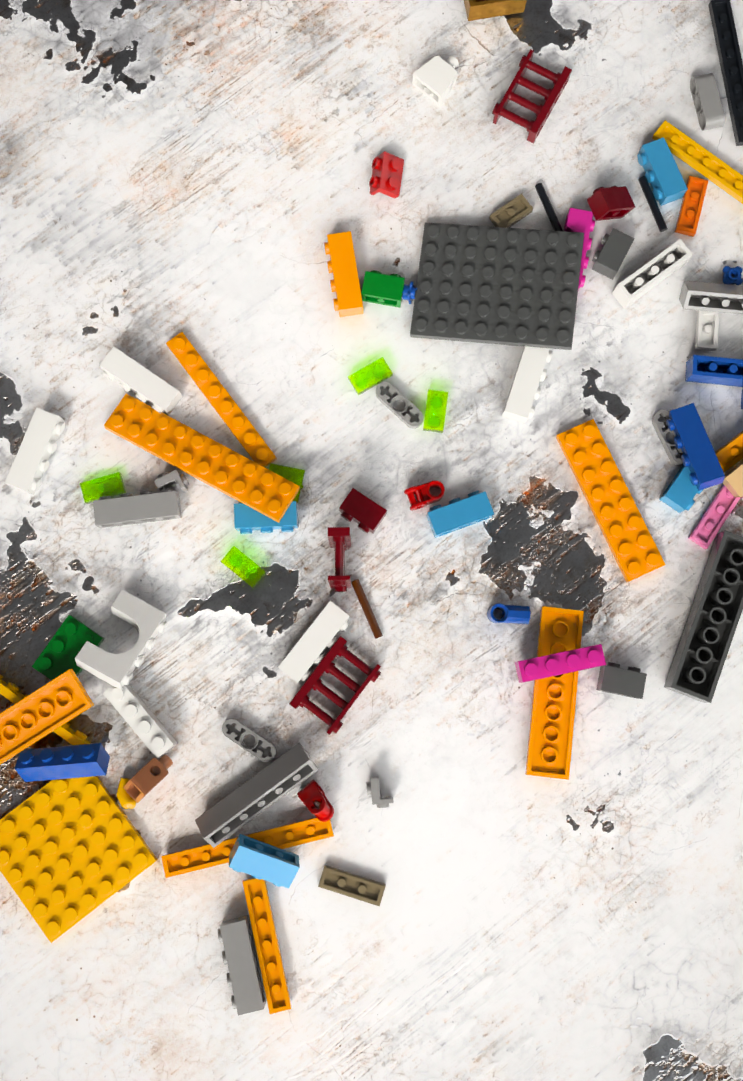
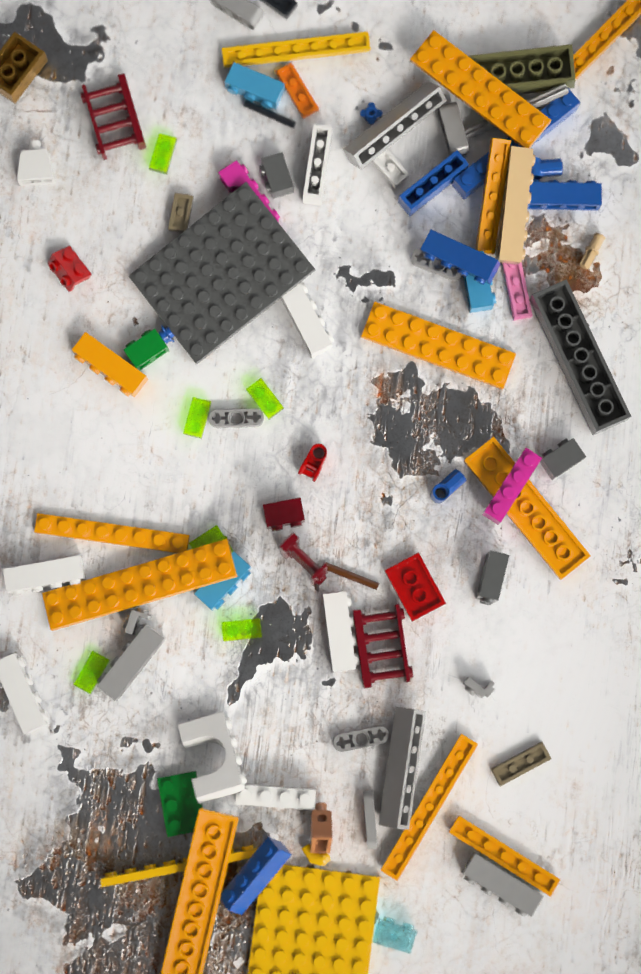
camera: 45 degrees left, 0 degrees up
(123, 917) = (395, 935): none -> clear light blue bracket
(191, 811) = (370, 822): none -> light grey beam
(264, 861) = (450, 804): brick -> none
(316, 801) = (445, 733): red piece -> none
(406, 666) = (415, 587): none -> red plate
(459, 513) = (349, 452): dark azure brick -> none
(473, 718) = (492, 577): none -> dark grey window
(541, 157) = (163, 153): none -> clear neon green plate
(548, 207) = (204, 185): black bar -> none
(610, 203) = (242, 142): dark red brick -> none

